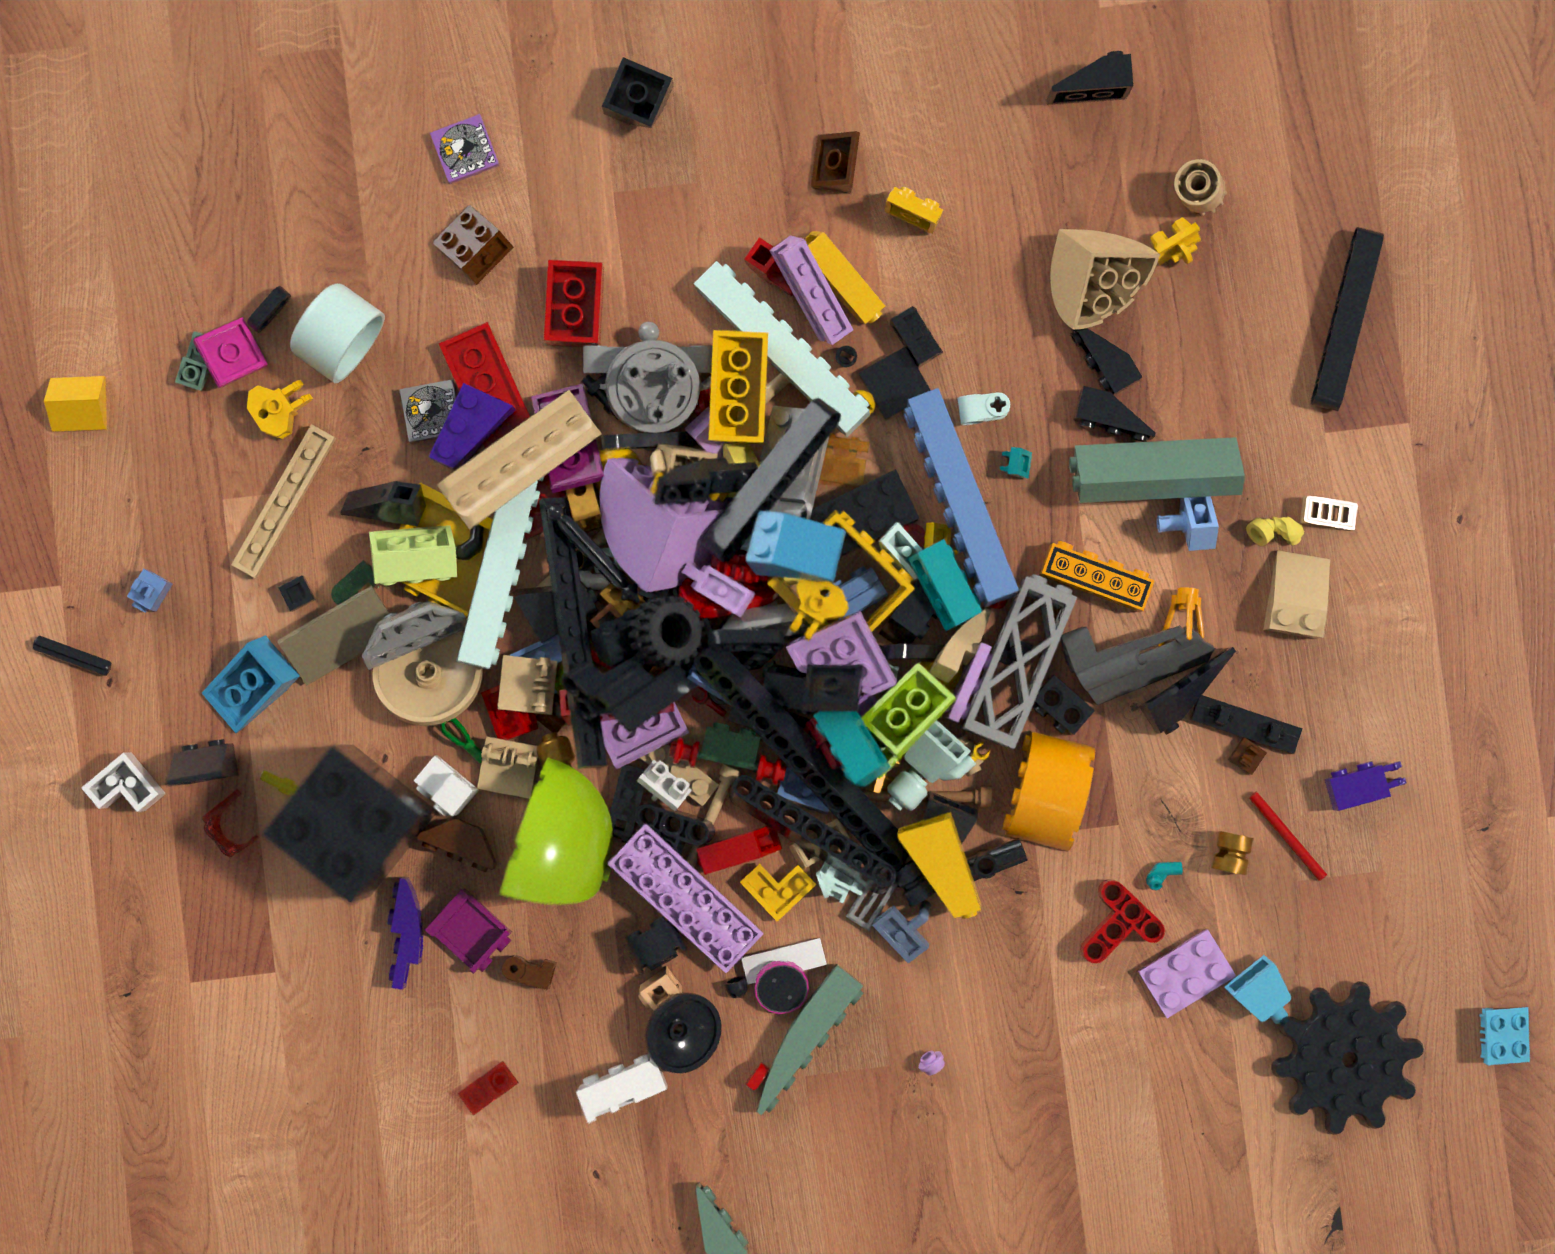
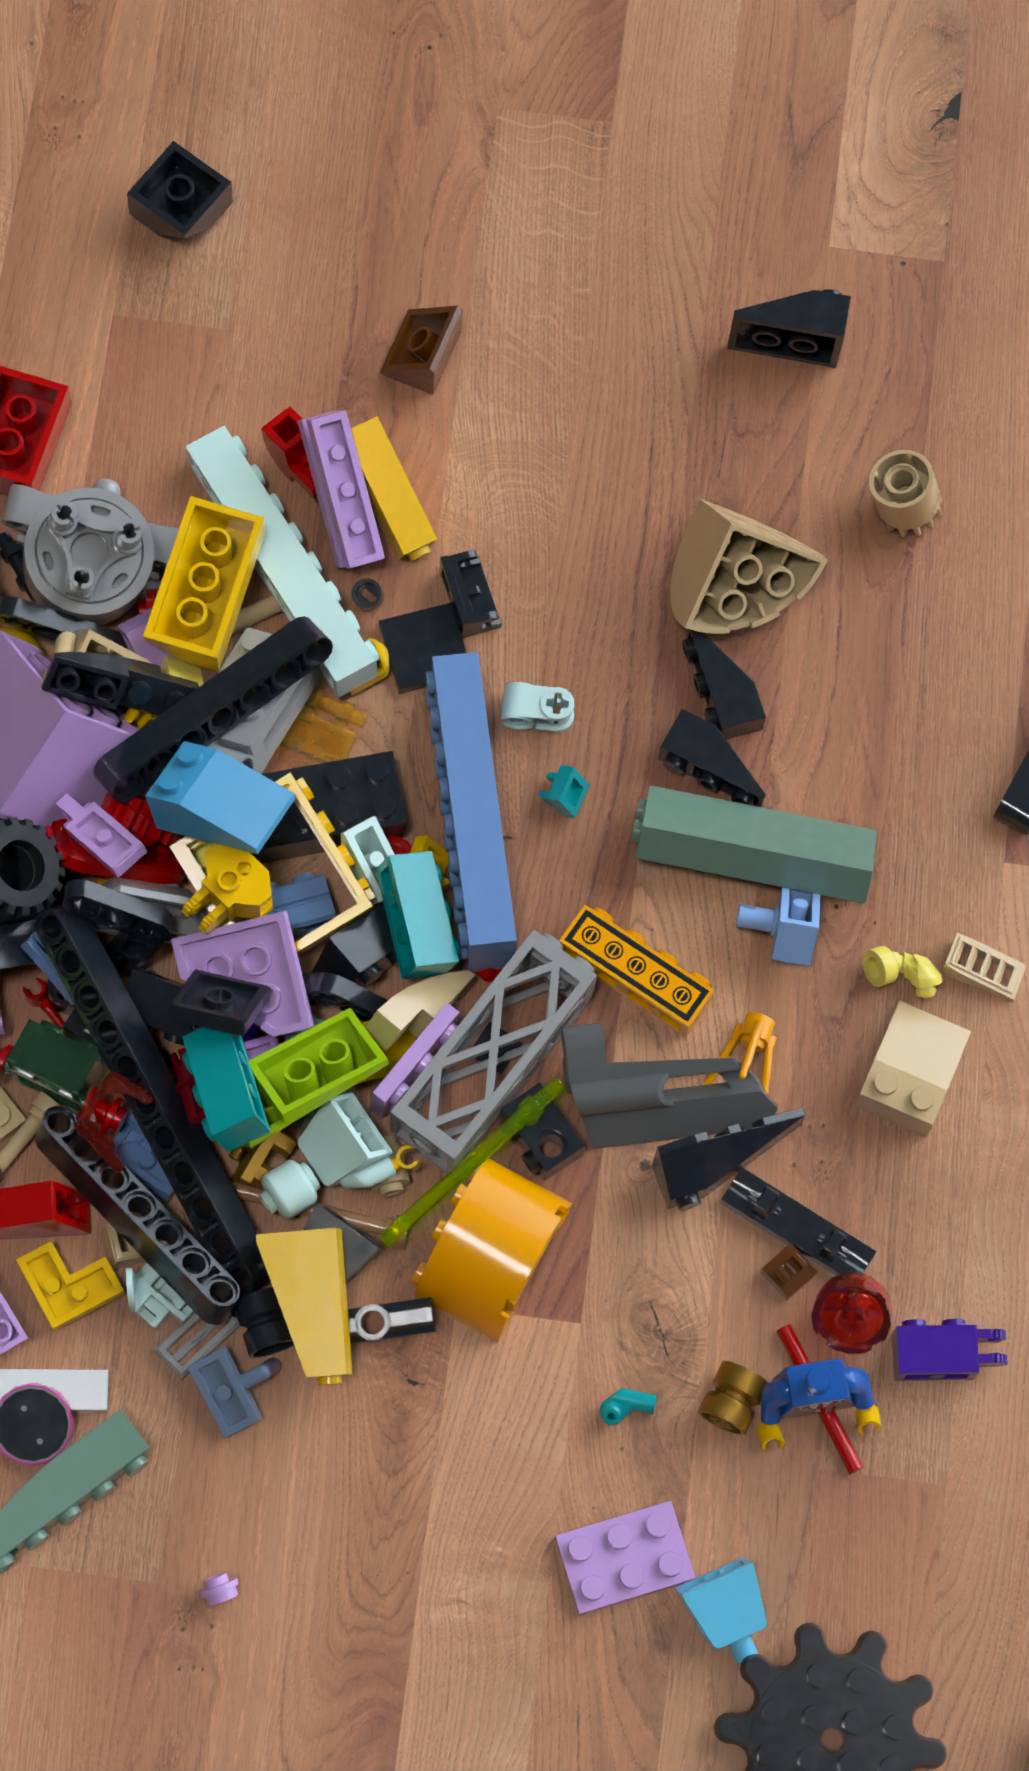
camera: 10 degrees right, 15 degrees down
(774, 760) = (112, 1084): none -> clear red helmet
(911, 209) = (507, 428): yellow plate -> none
(1053, 698) = (529, 1110): none -> clear neon green bar
(1125, 924) = (546, 1451): red beam -> none
(1179, 245) = (857, 563): yellow hips -> none
(1285, 838) = (814, 1390): none -> blue torso
(1298, 777) = (852, 1312): none -> clear red cylinder

